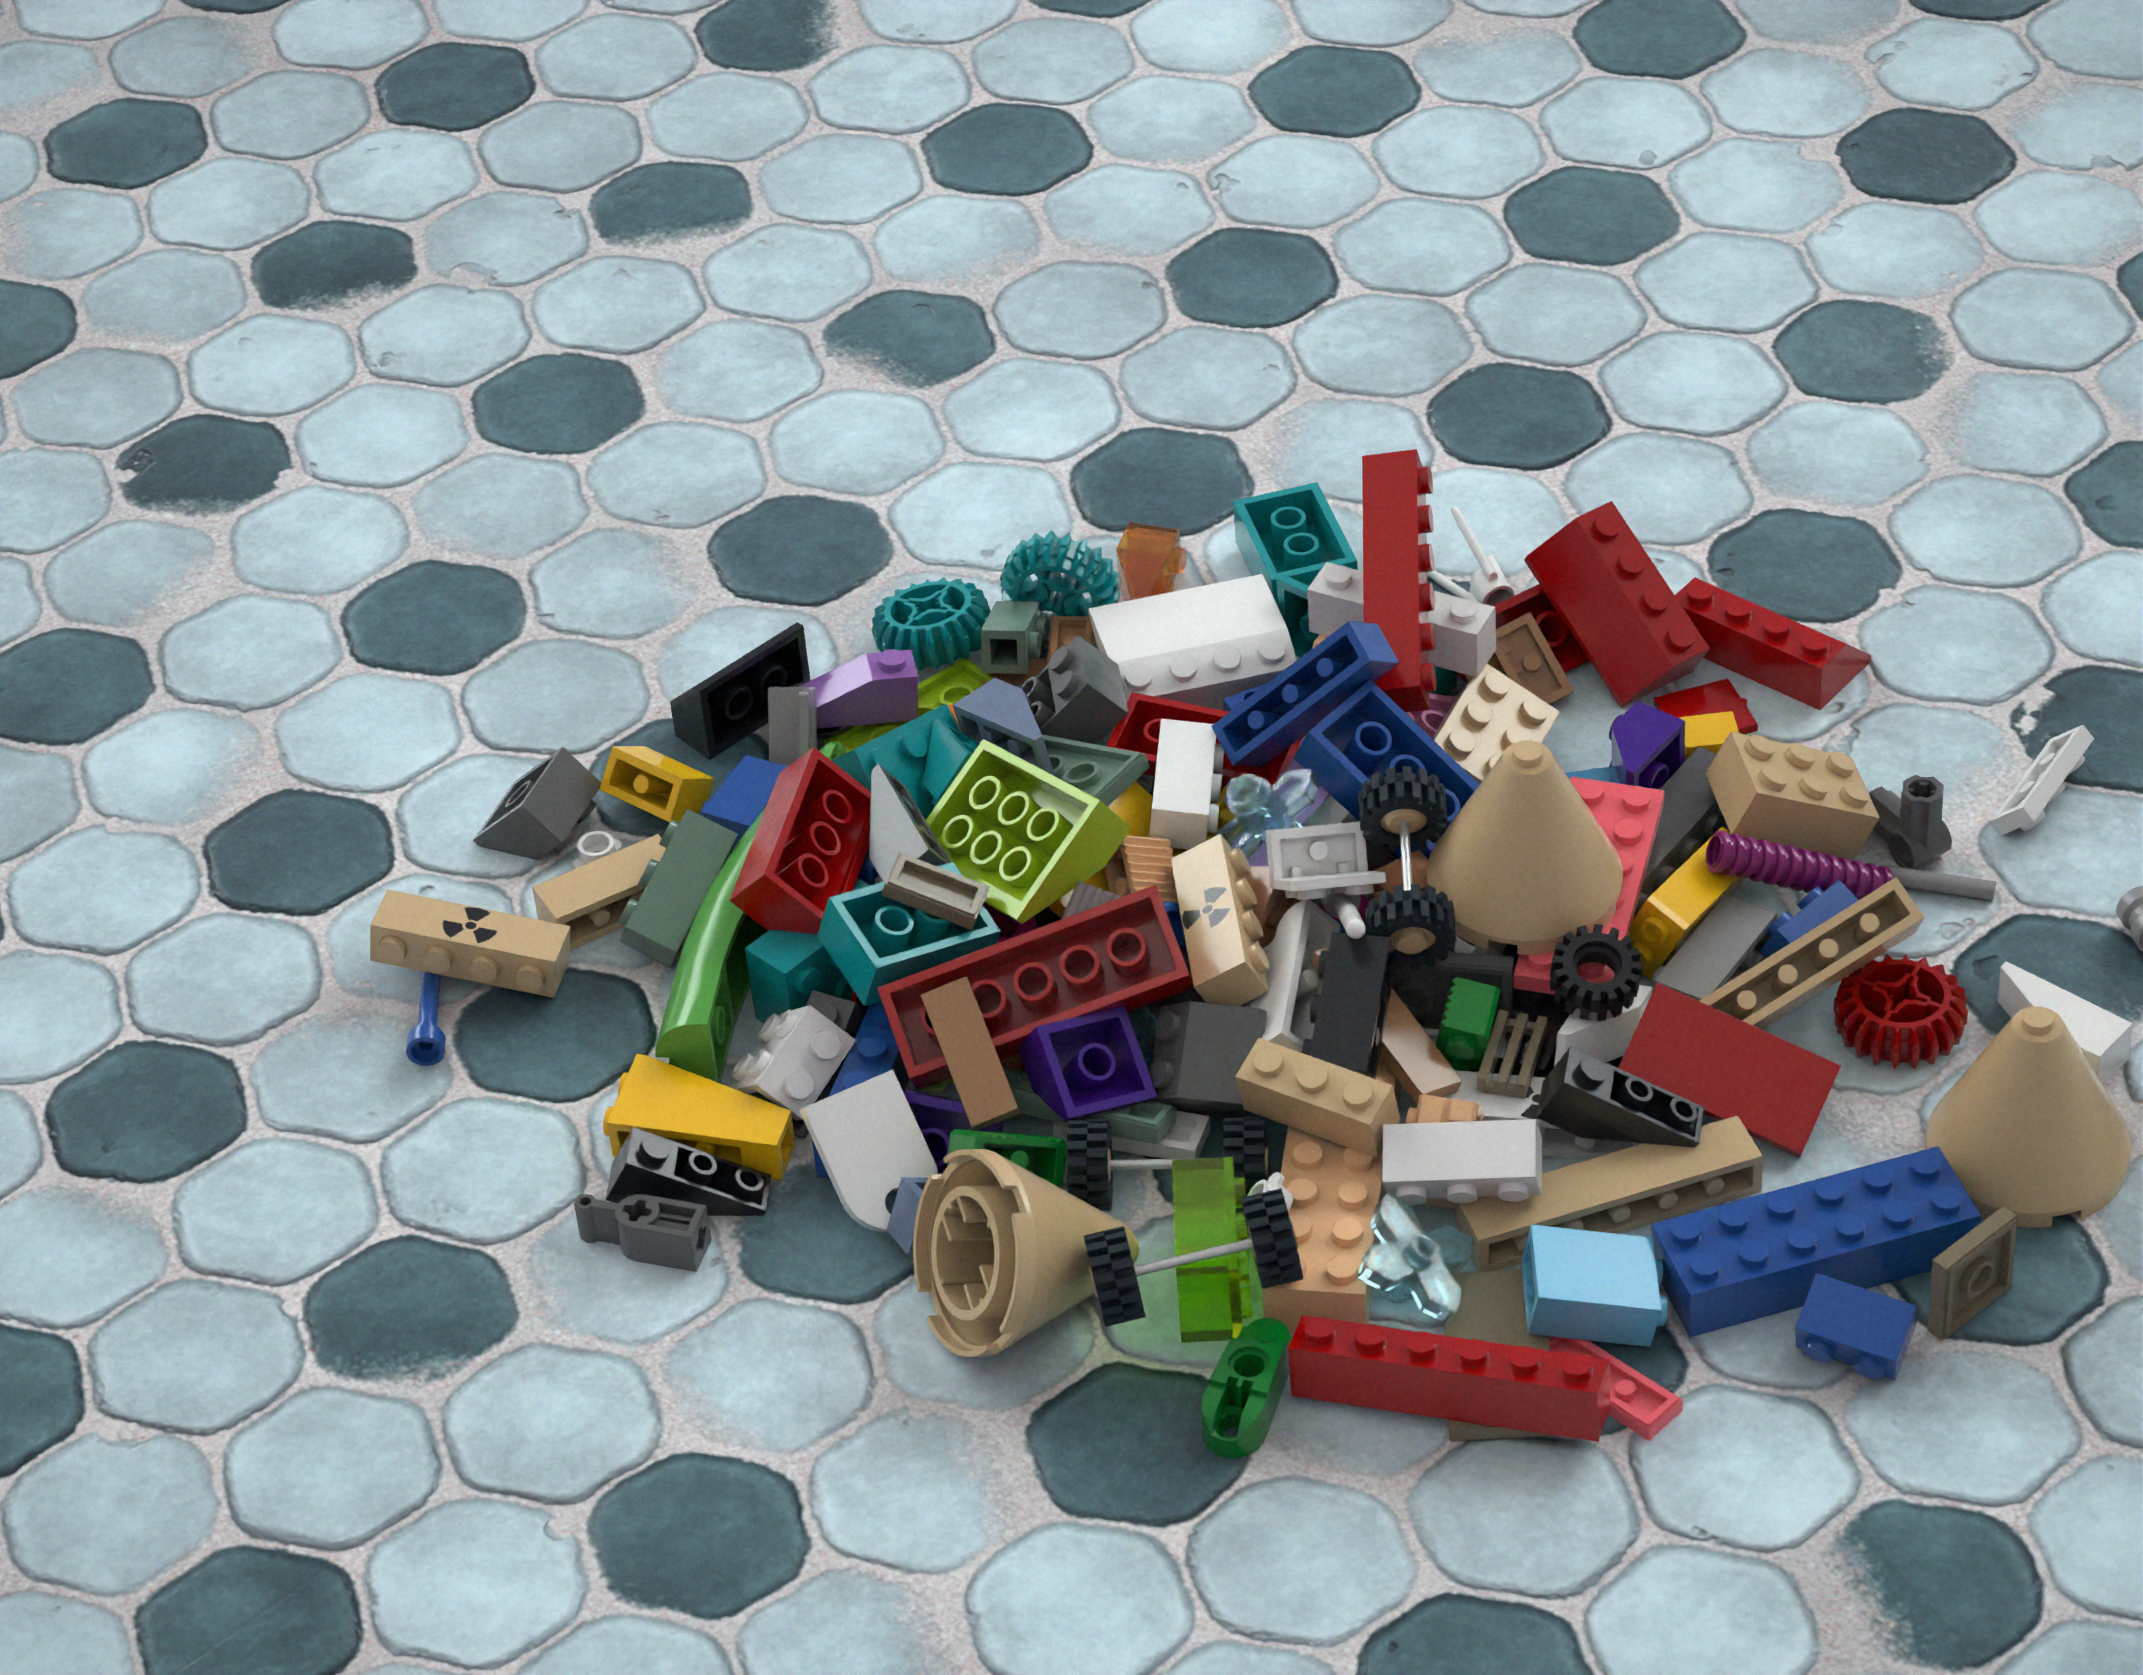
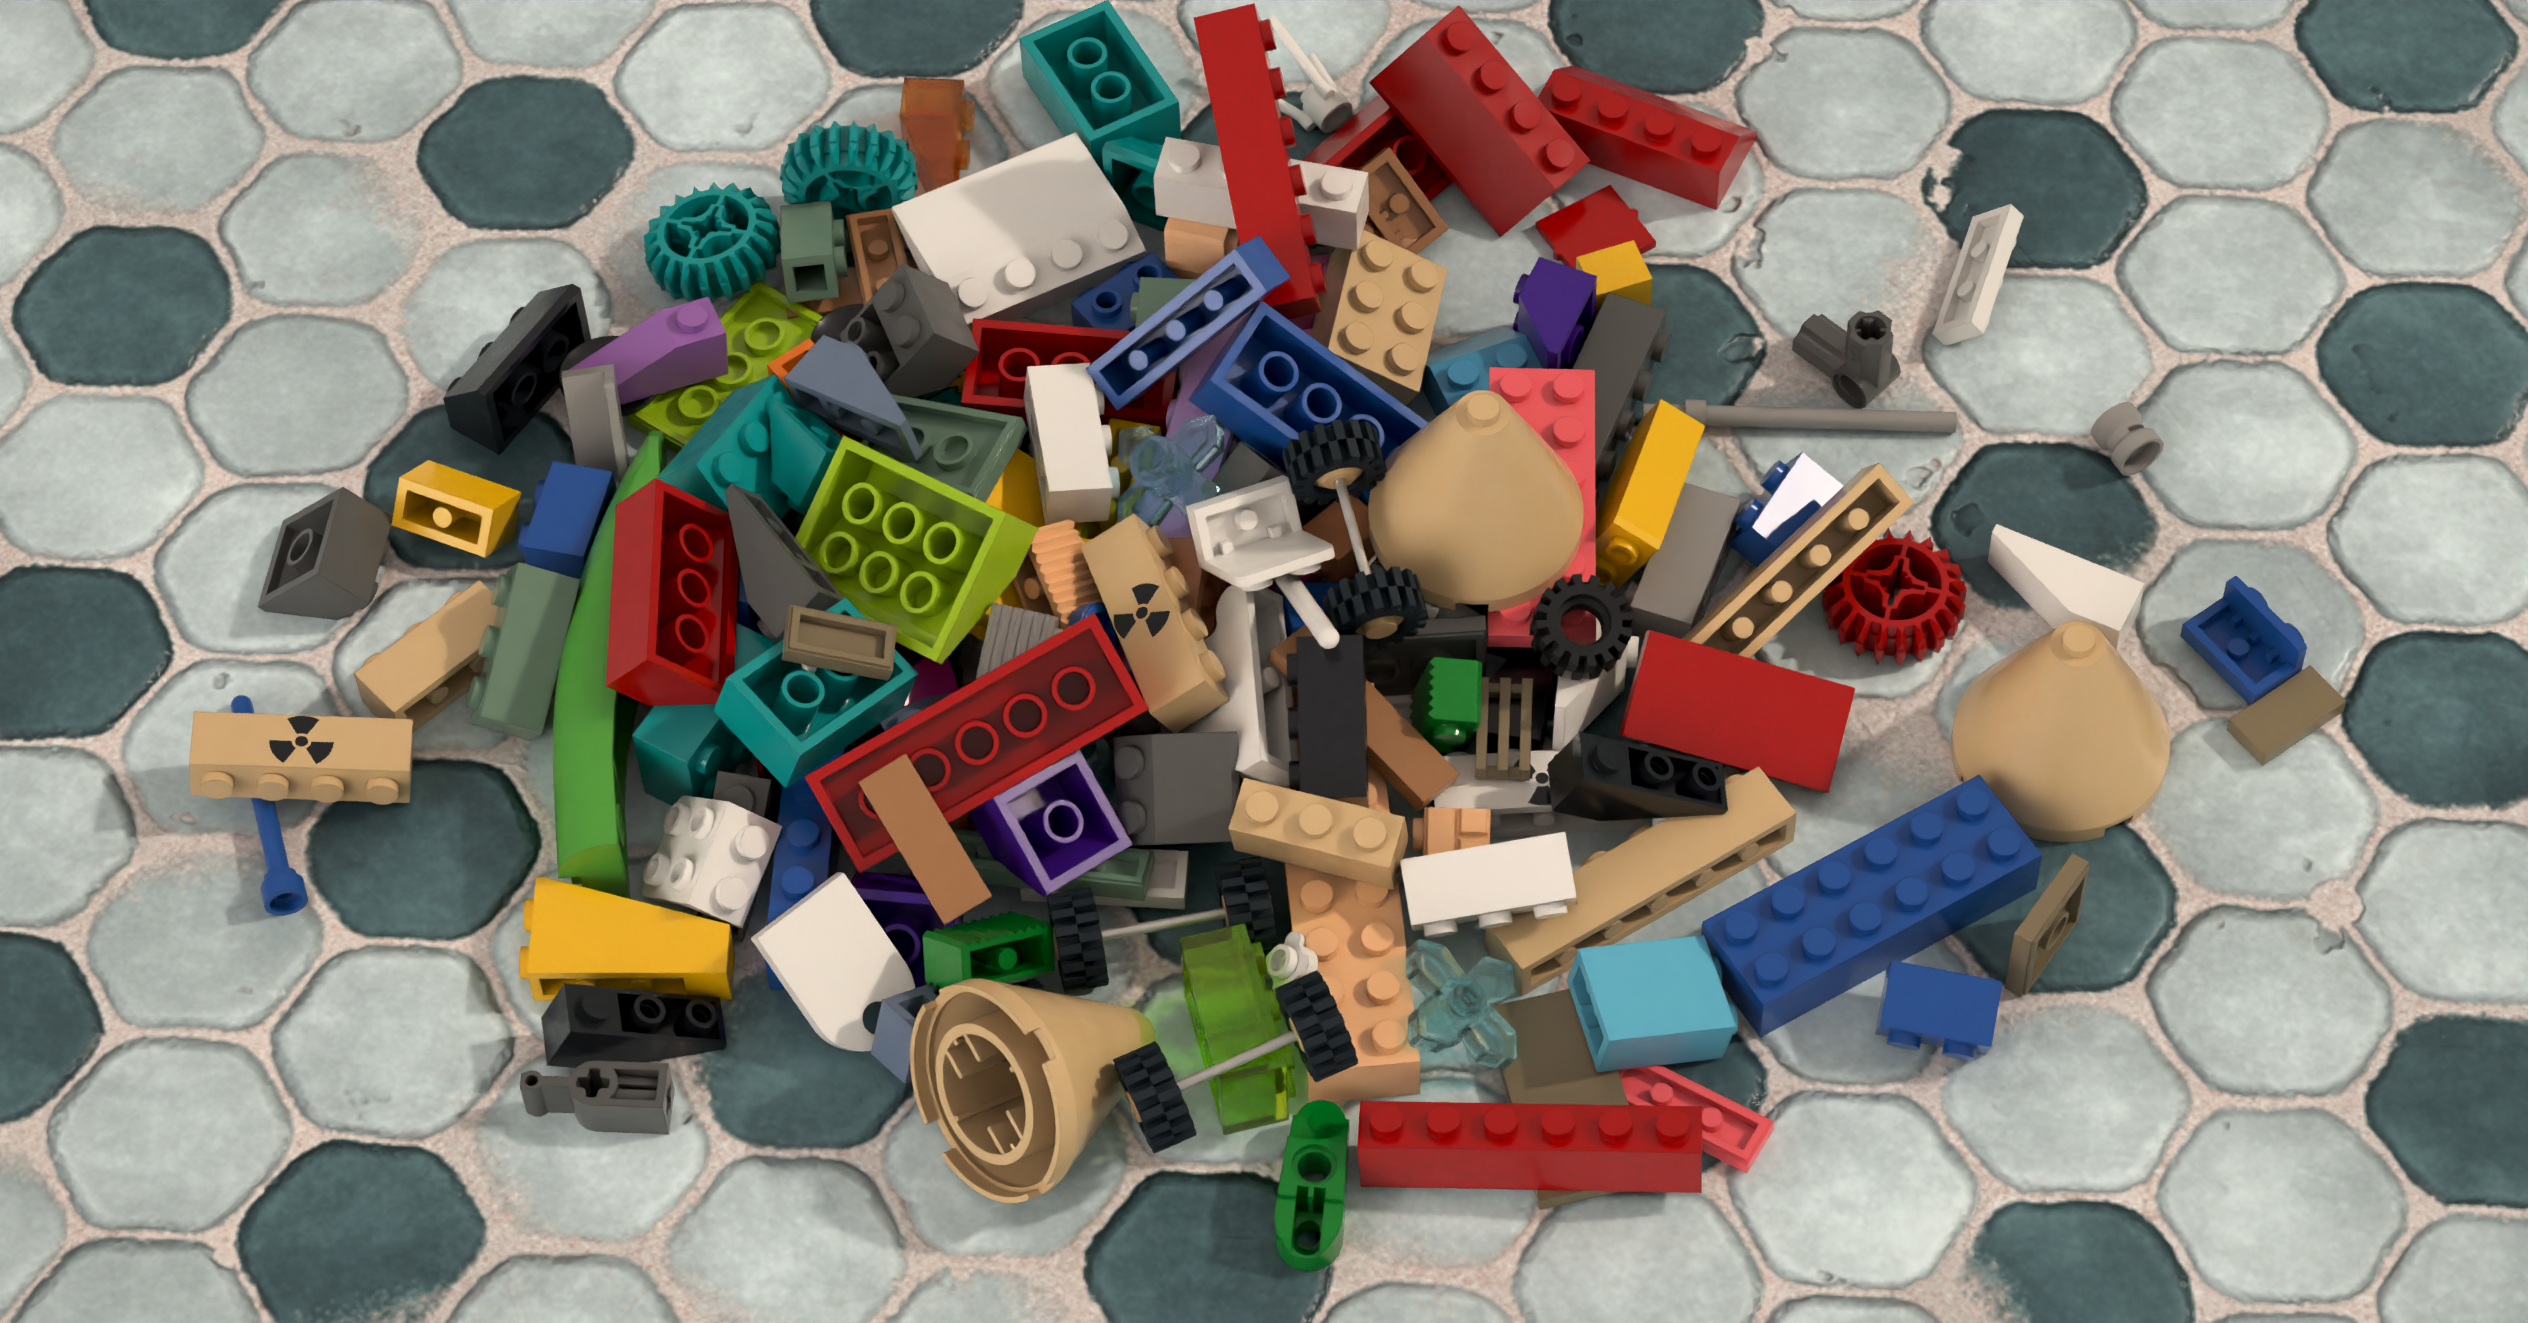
camera: 15 degrees left, 15 degrees up
(595, 846) = (405, 594): white plate -> none
(1790, 866) = (1753, 440): magenta piece -> none
(1792, 795) = (1724, 346): tan brick -> none

